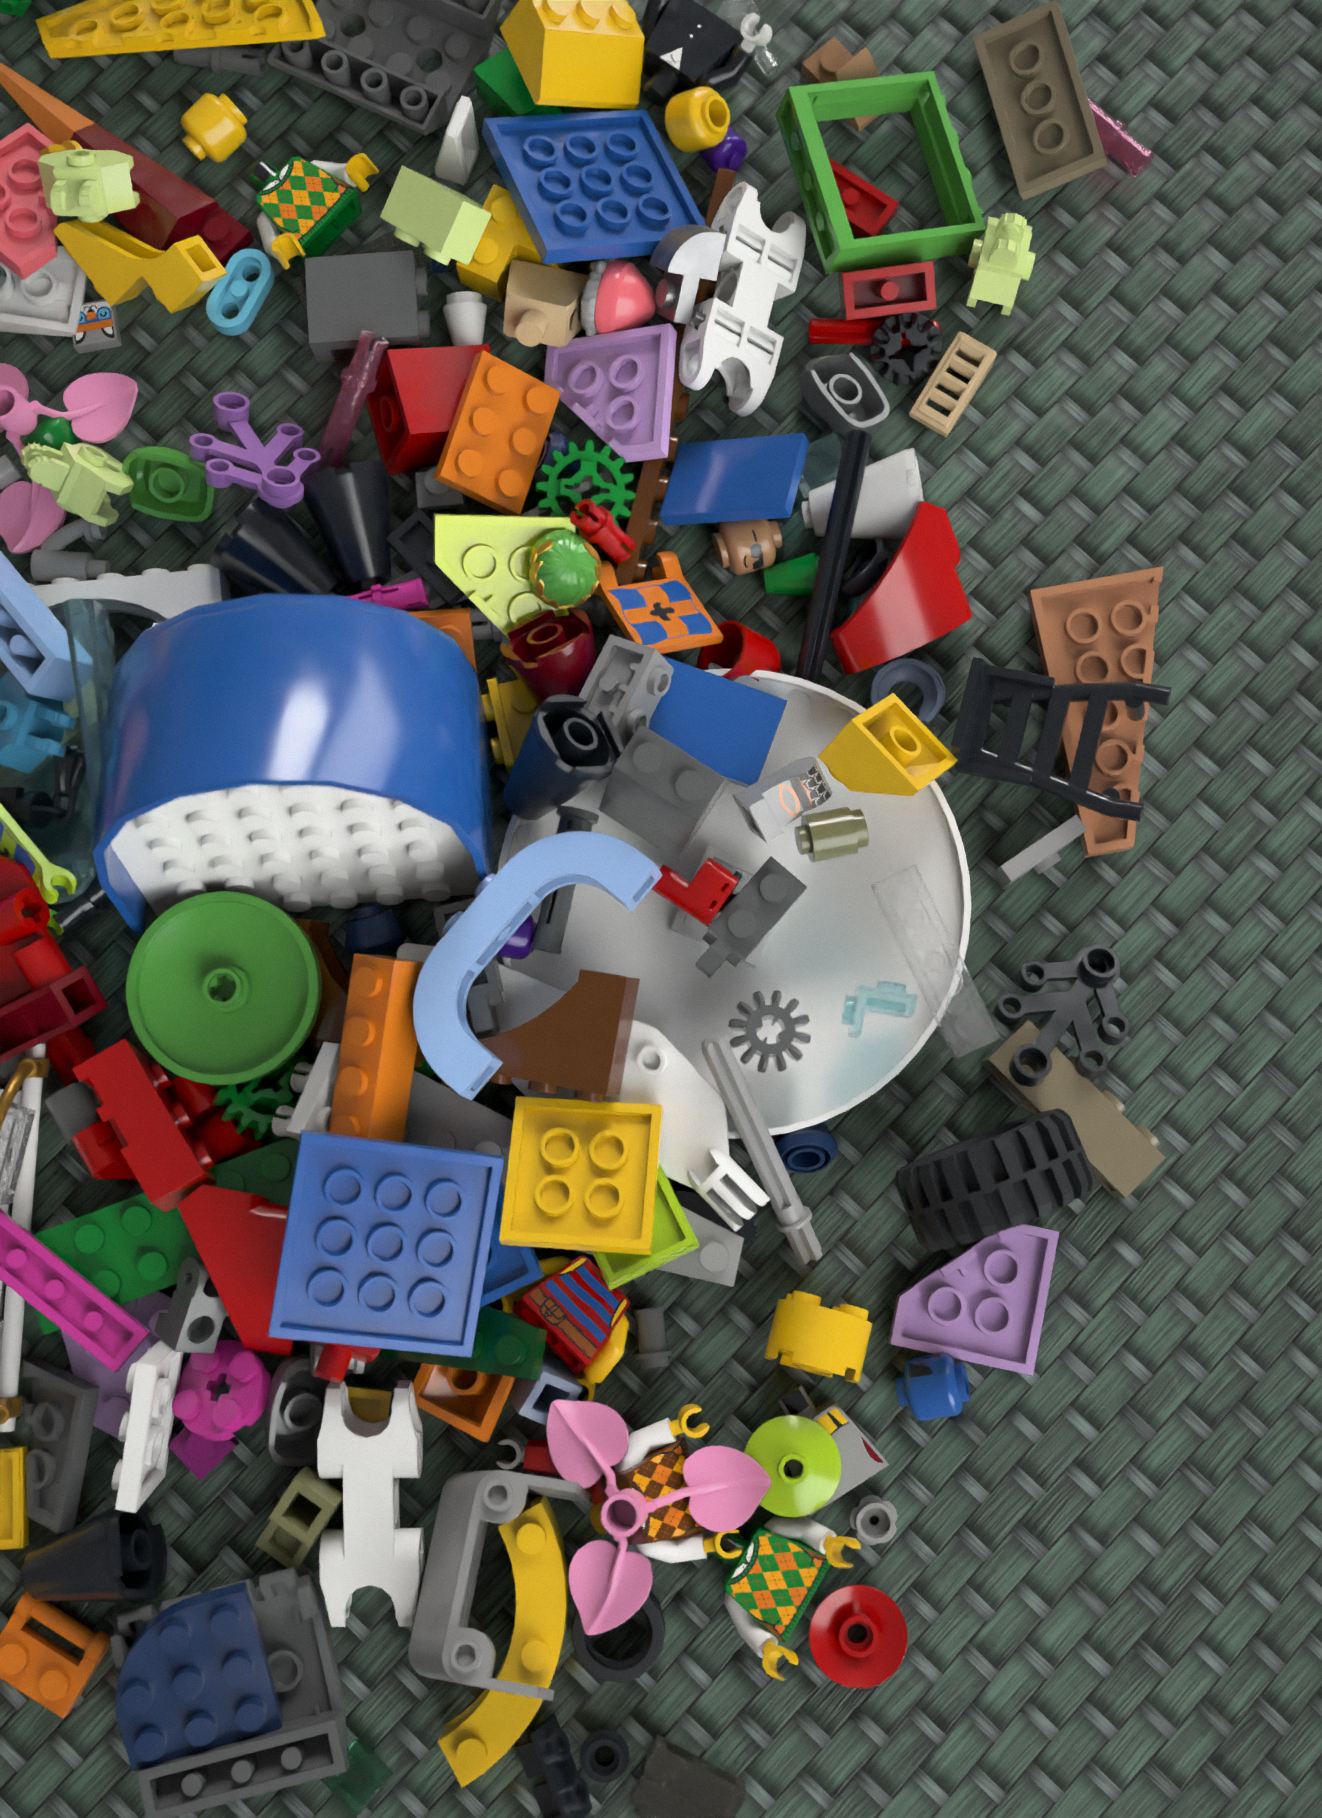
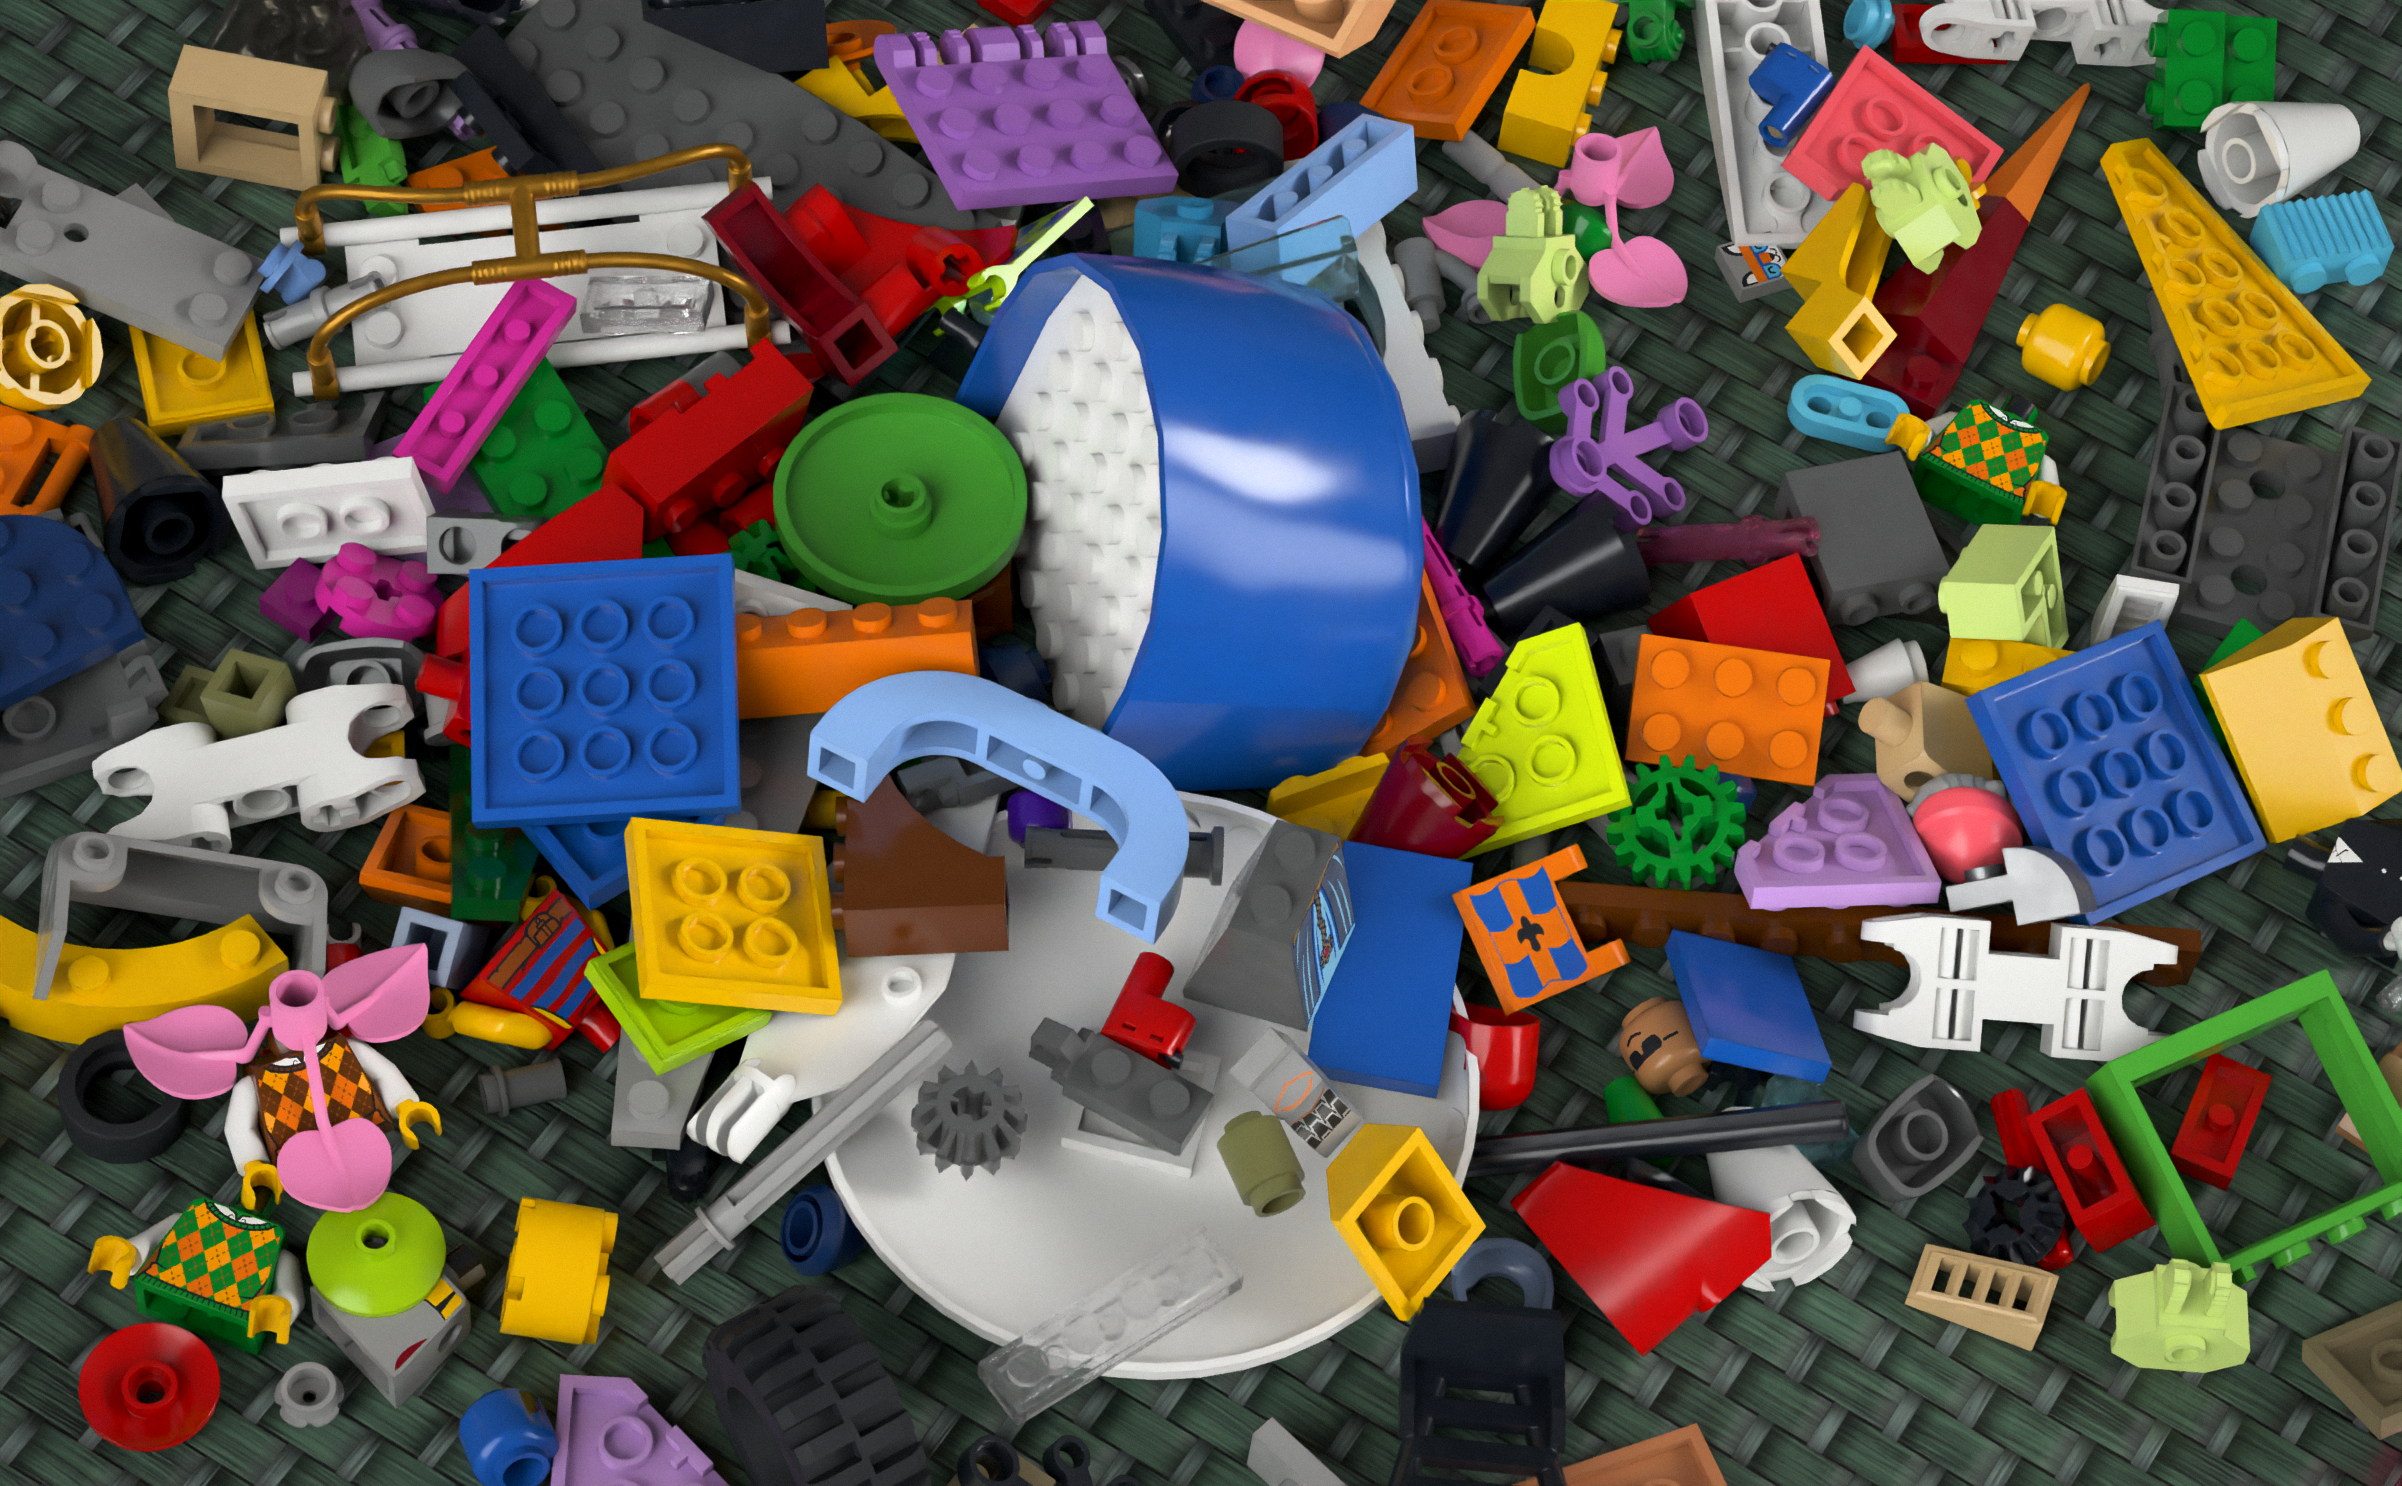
camera: 70 degrees right, 25 degrees down
(560, 756) = (1292, 778): black cone -> none
(563, 569) = (1553, 797): bright green hair -> none
(599, 527) = (1620, 837): red pin -> none
(627, 684) = (1402, 877): light grey bracket -> none
(697, 119) = (2285, 905): yellow head -> none
(727, 153) = (2249, 959): dark purple piece -> none
(886, 999) = (1029, 1226): clear light blue bracket -> none

